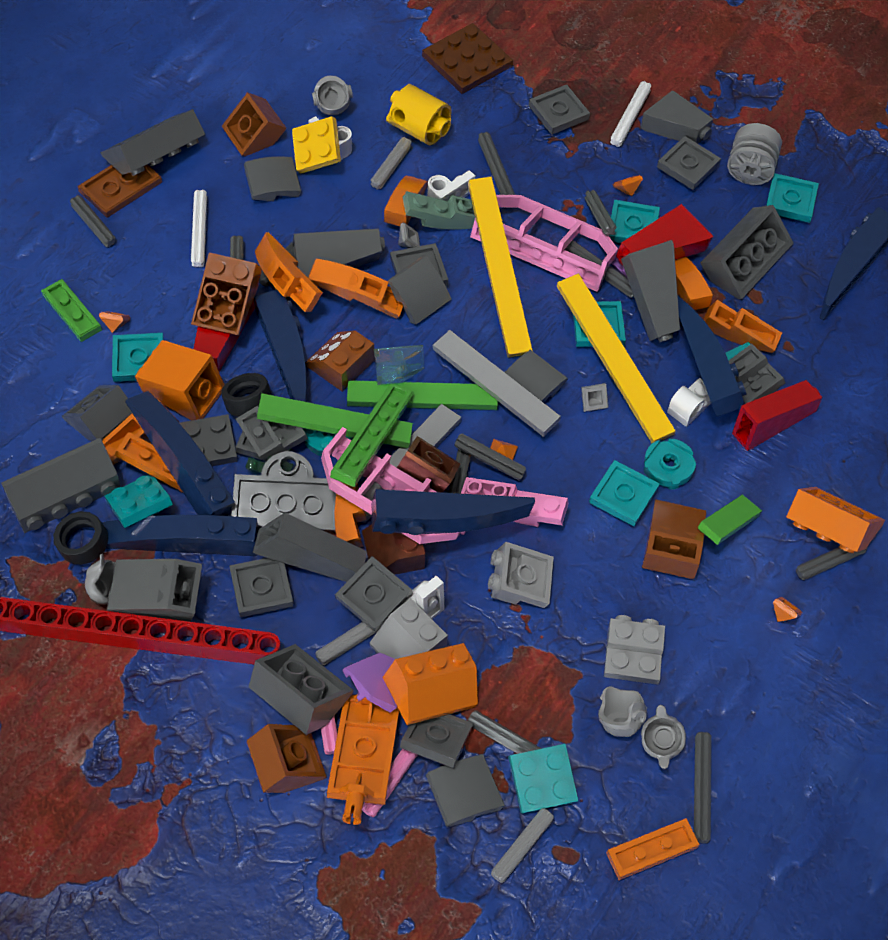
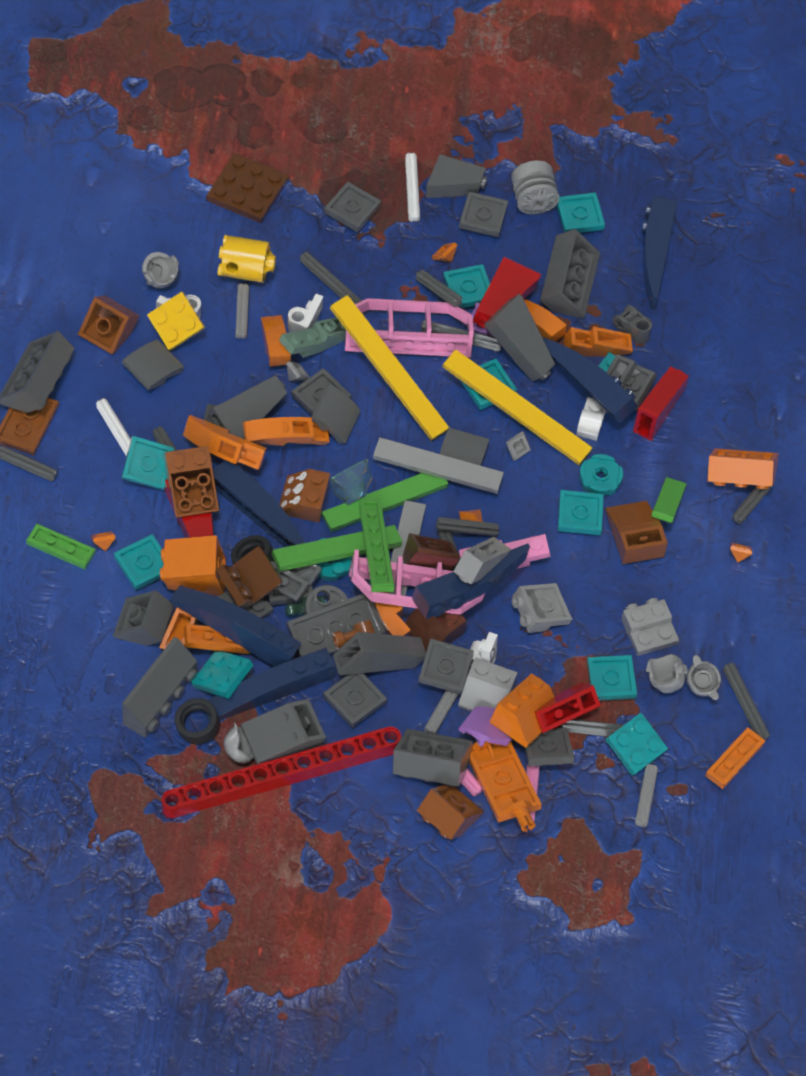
camera: 30 degrees left, 0 degrees up
(192, 259) = (146, 463): none -> teal plate
(219, 413) = (250, 578): none -> reddish brown bracket
(306, 513) = (340, 639): none -> dark orange leg
(464, 490) = (480, 560): none -> light grey slope
(464, 790) = (587, 776): dark grey slope -> none
(481, 698) = (567, 706): none -> red slope
(557, 688) = (612, 677): none -> teal plate
(791, 324) = (633, 323): none -> dark grey piece

